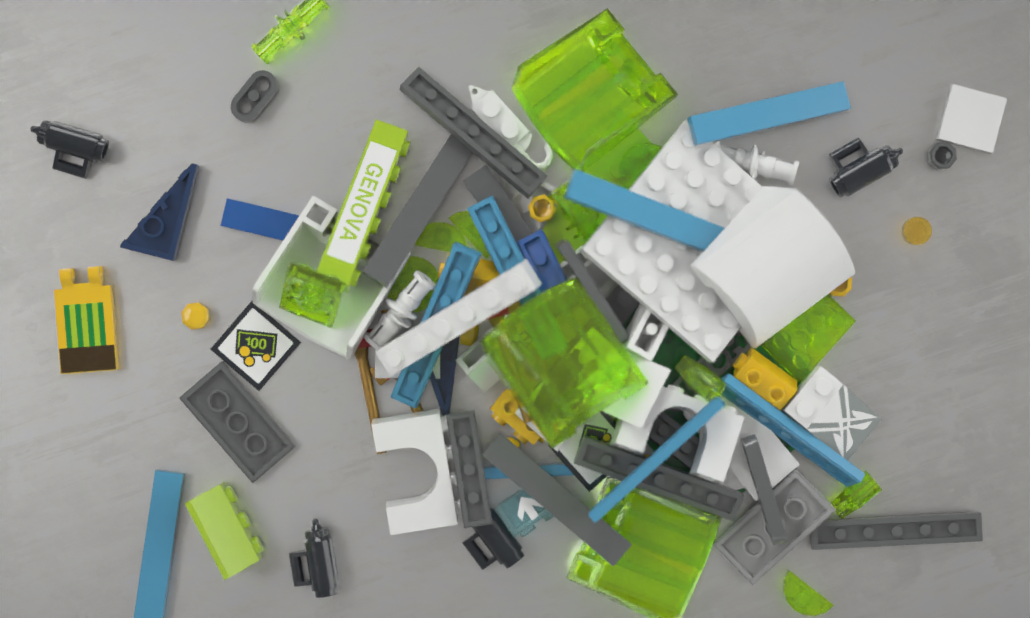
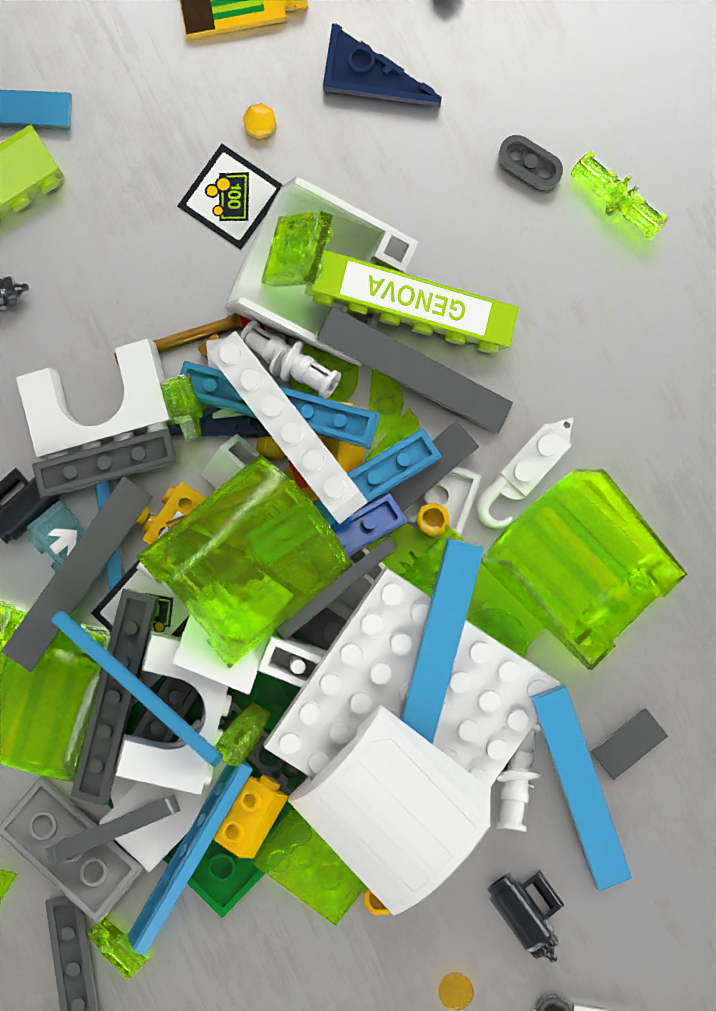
camera: 85 degrees right, 5 degrees down
(237, 421) = (137, 184): dark grey tile -> none
(257, 219) = (383, 180): blue tile -> none
(427, 400) = (183, 404): none -> clear neon green hinge
(473, 132) = (516, 427): dark grey plate -> none
(737, 70) = (629, 744): none -> dark grey tile
(831, 412) = (216, 905): white slope -> none

